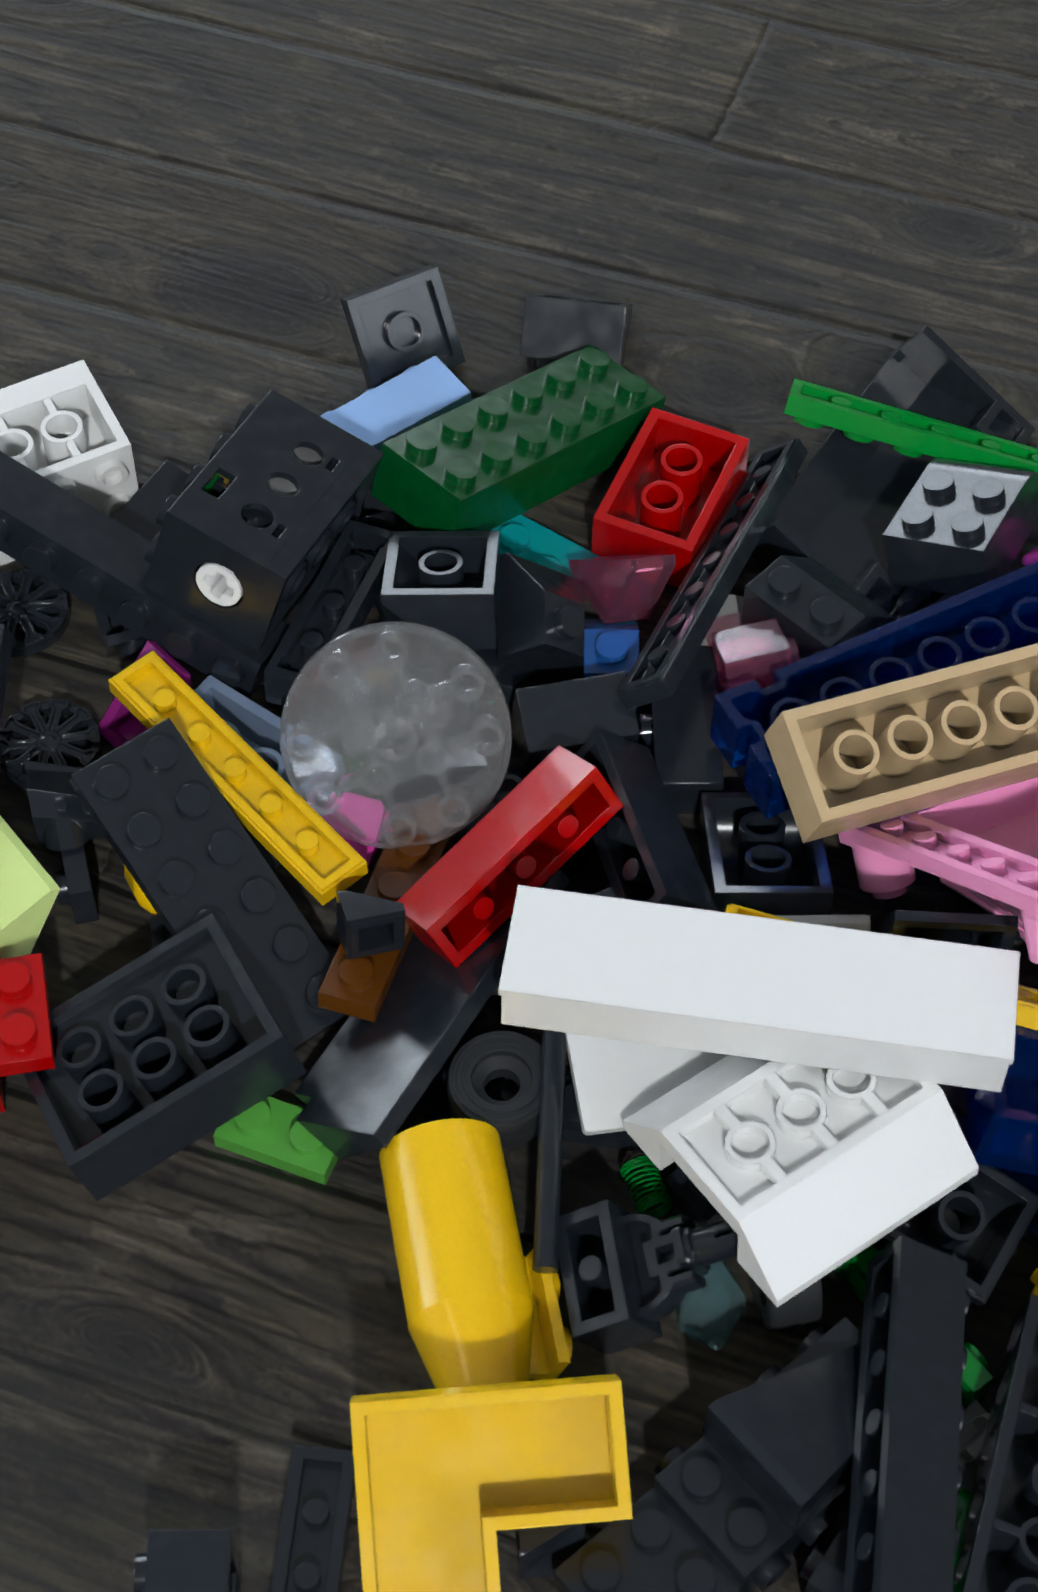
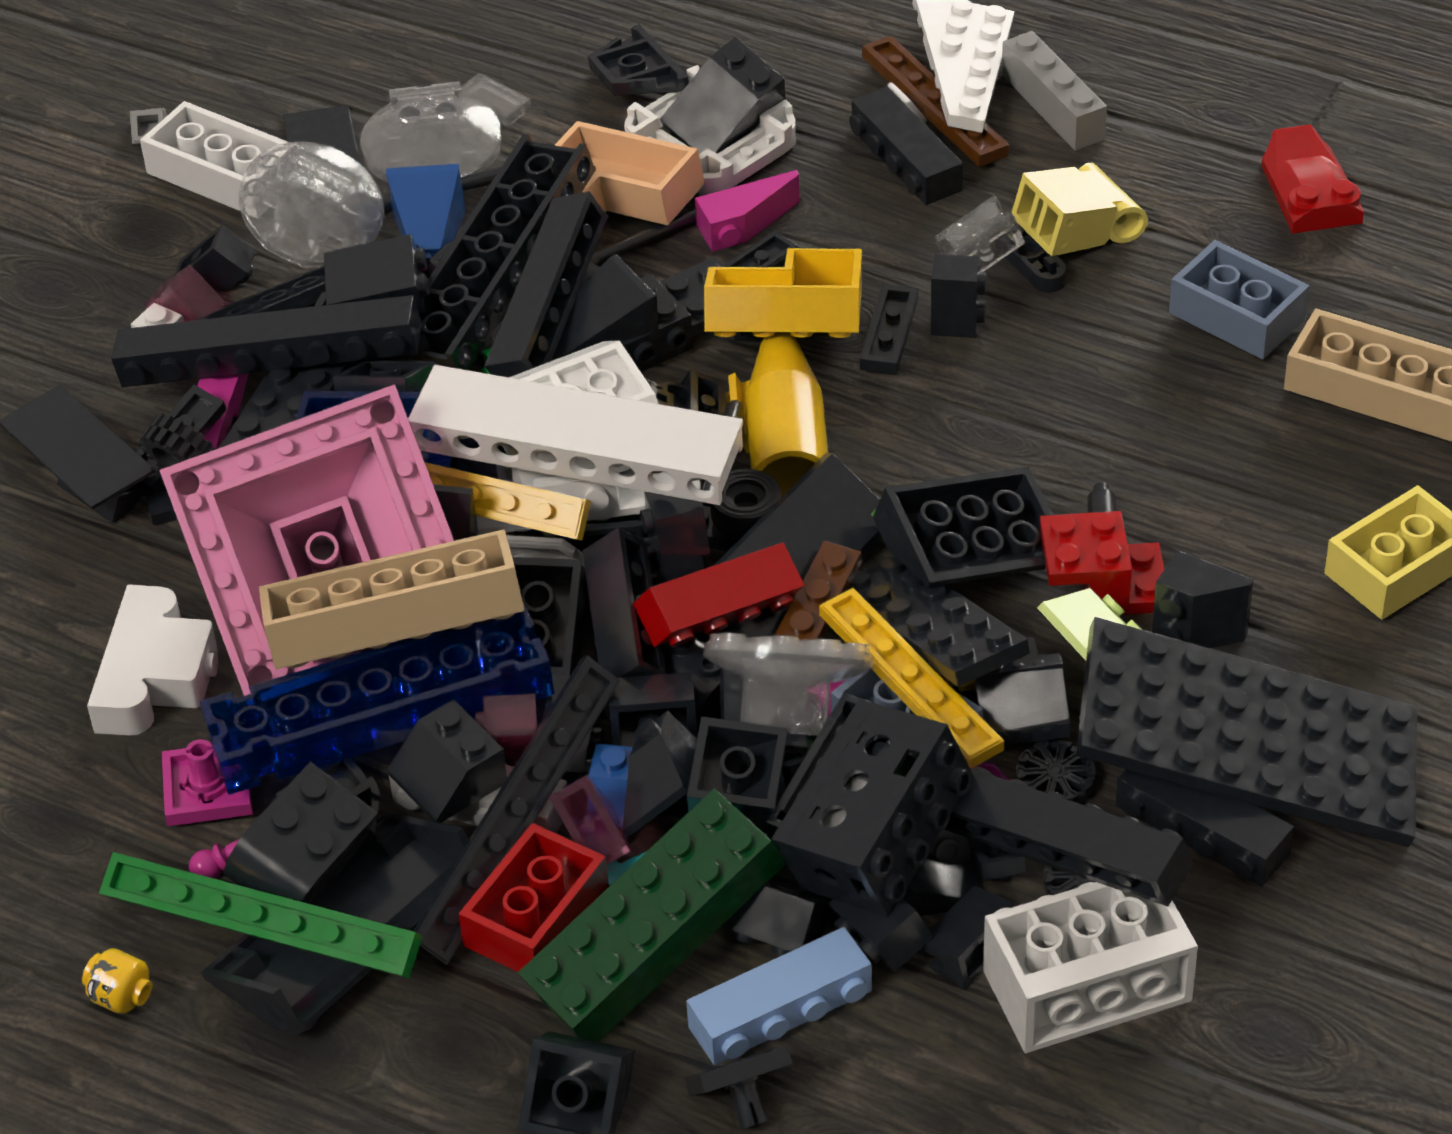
camera: 170 degrees left, 10 degrees down
(369, 924) = (820, 567): black slope -> none

